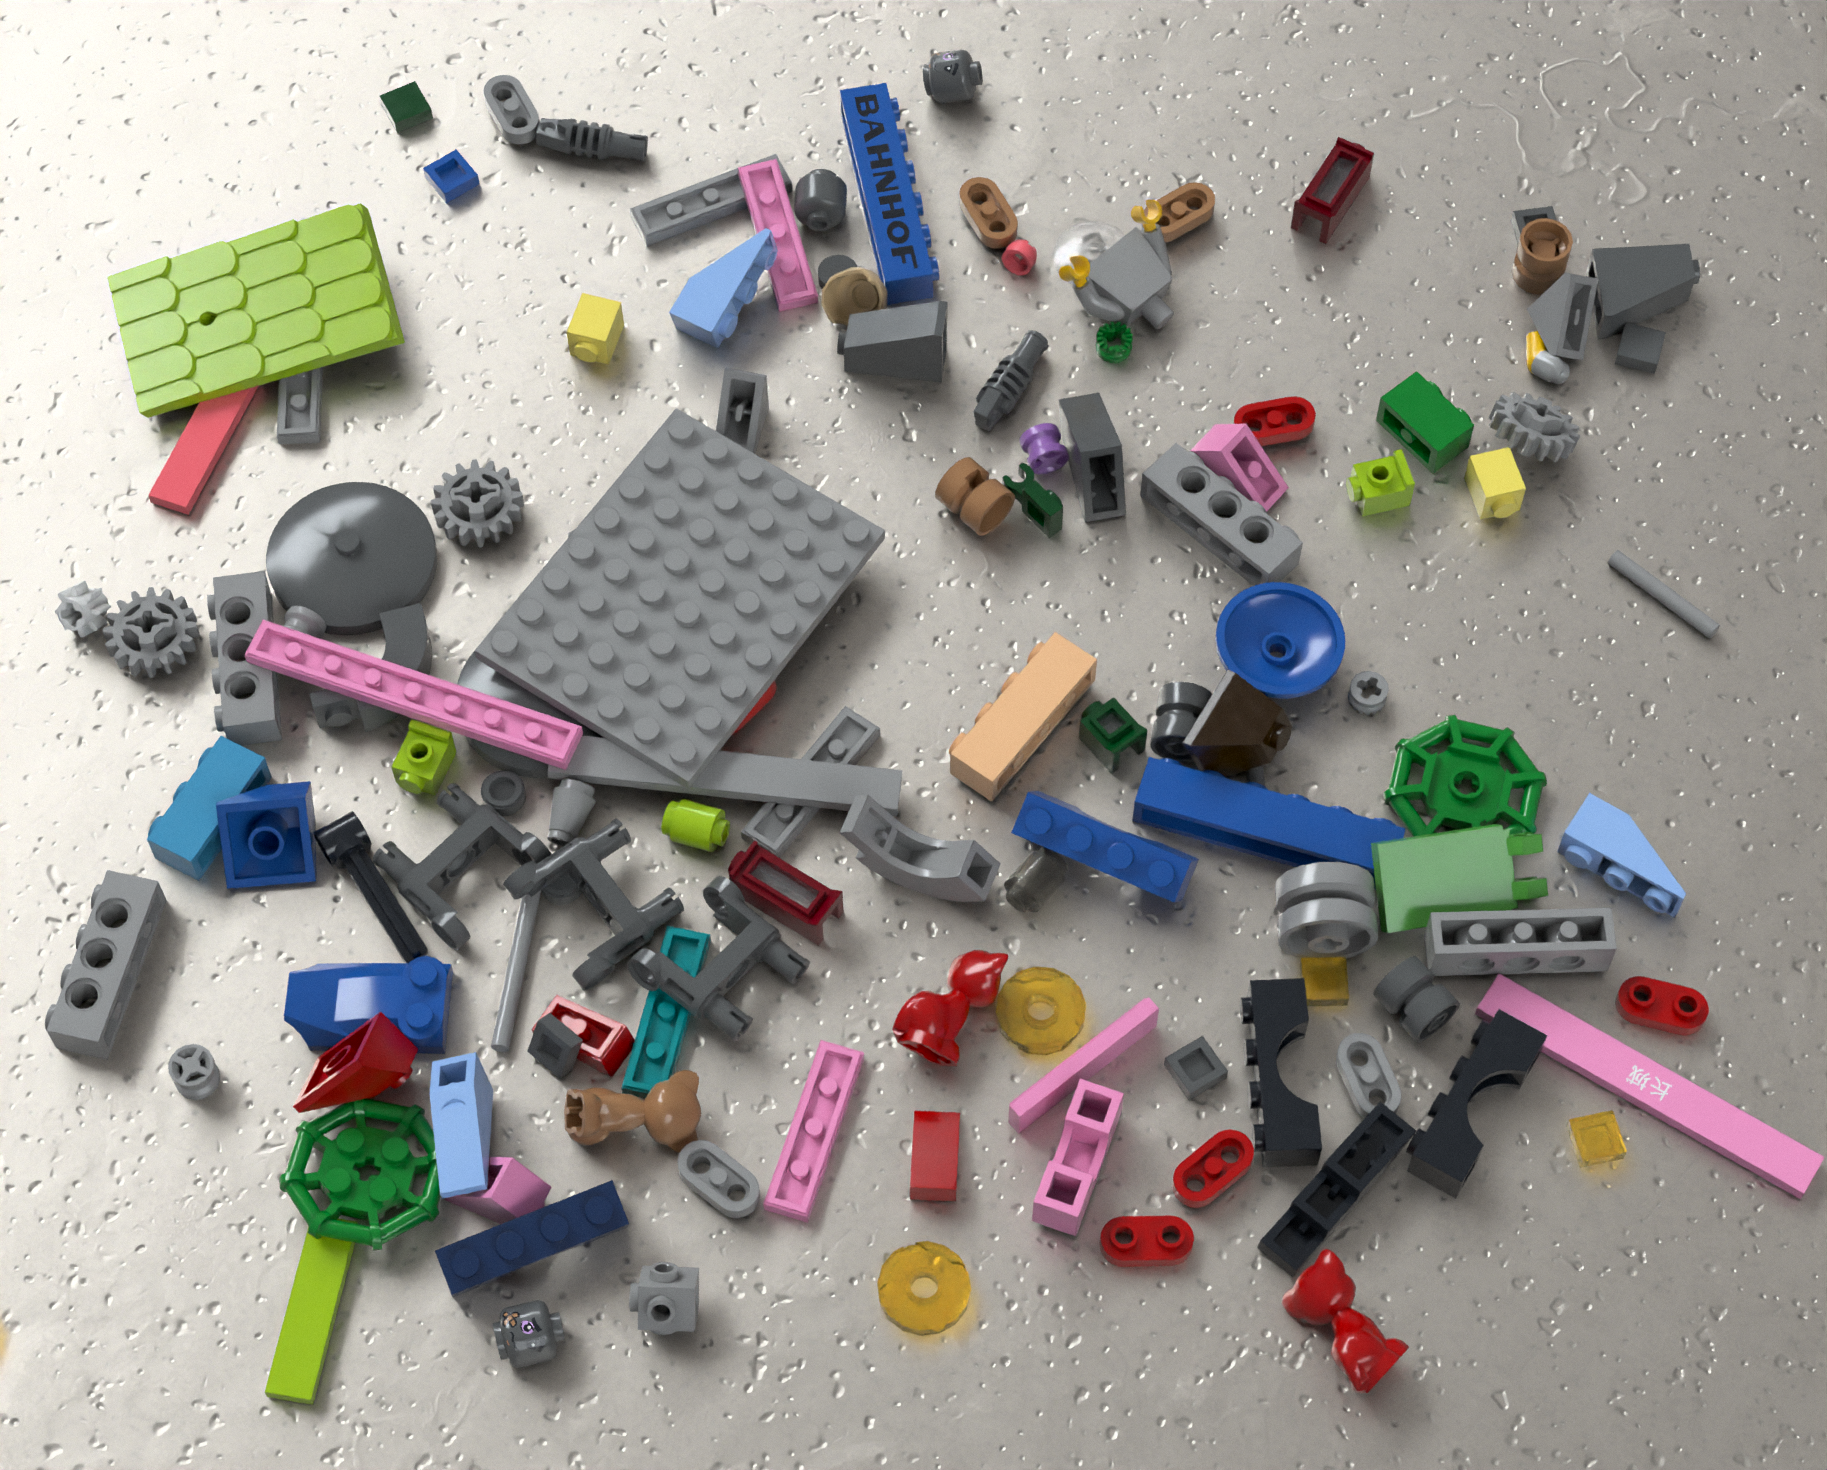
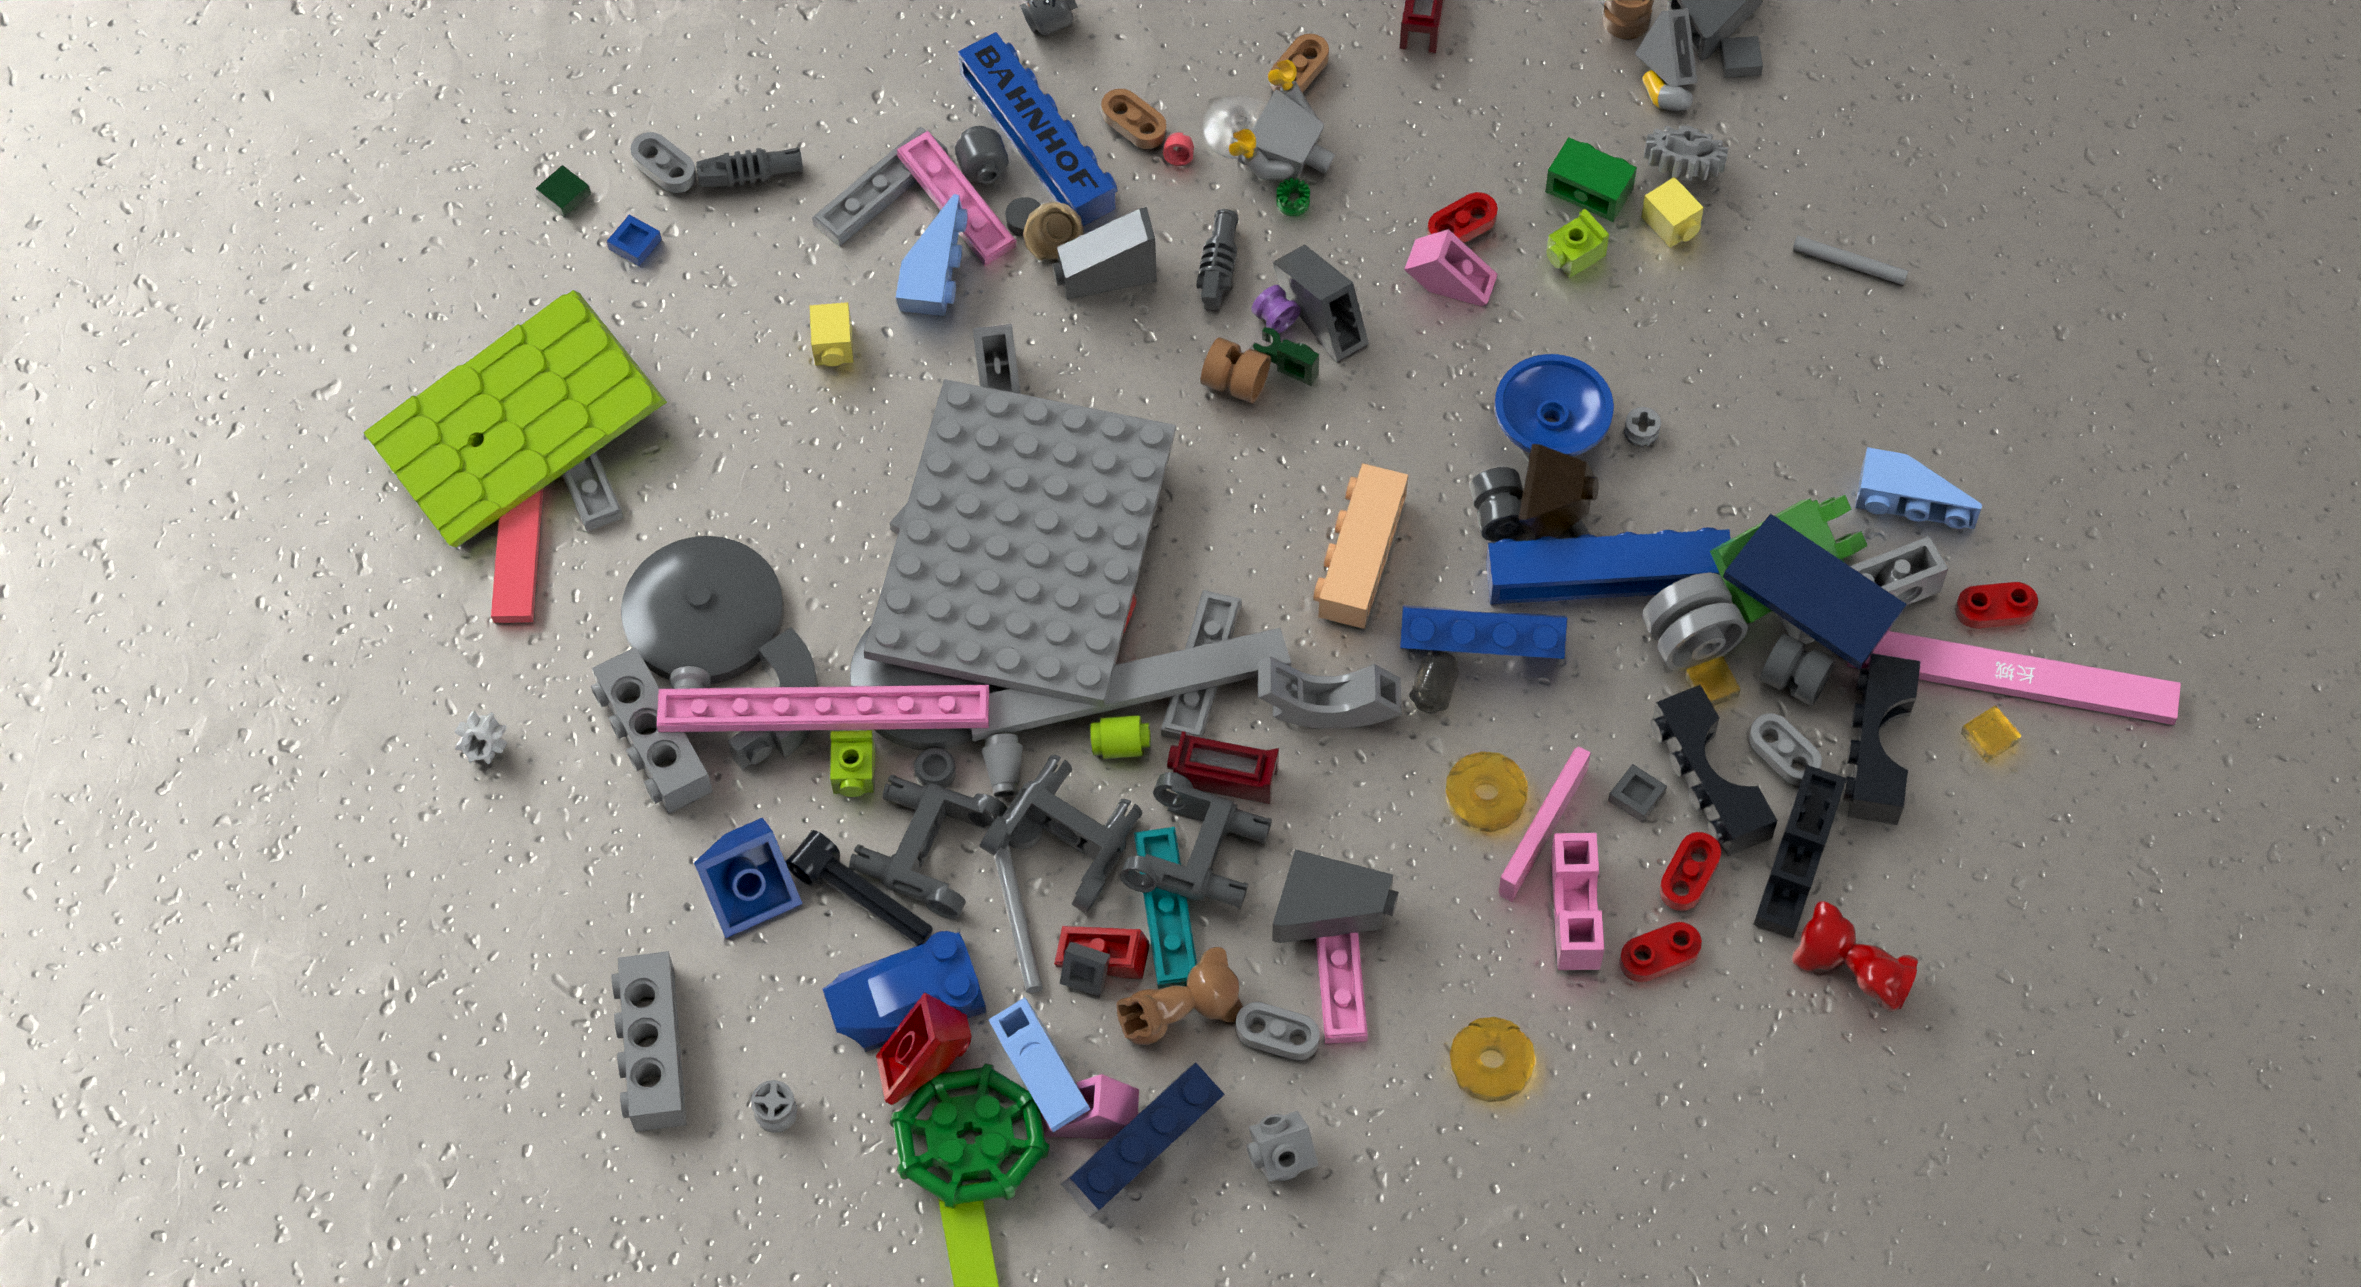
camera: 20 degrees left, 0 degrees up
(151, 632) = (532, 734): light grey gear -> none
(189, 830) = (674, 887): dark azure brick -> none
(477, 503) = (797, 521): light grey gear -> none
(528, 1334) = (1175, 1220): dark grey head -> none
(826, 1064) = (1331, 899): none -> dark grey slope
(933, 1020) = (1404, 830): red animal -> none
(934, 1156) = (1452, 945): red slope -> none
(1109, 731) = (1442, 535): dark green window -> none
(1226, 538) = (1465, 335): light grey brick -> none
(1461, 762) = (1750, 457): green plate -> none
(1461, 923) = (1814, 591): none -> dark blue tile

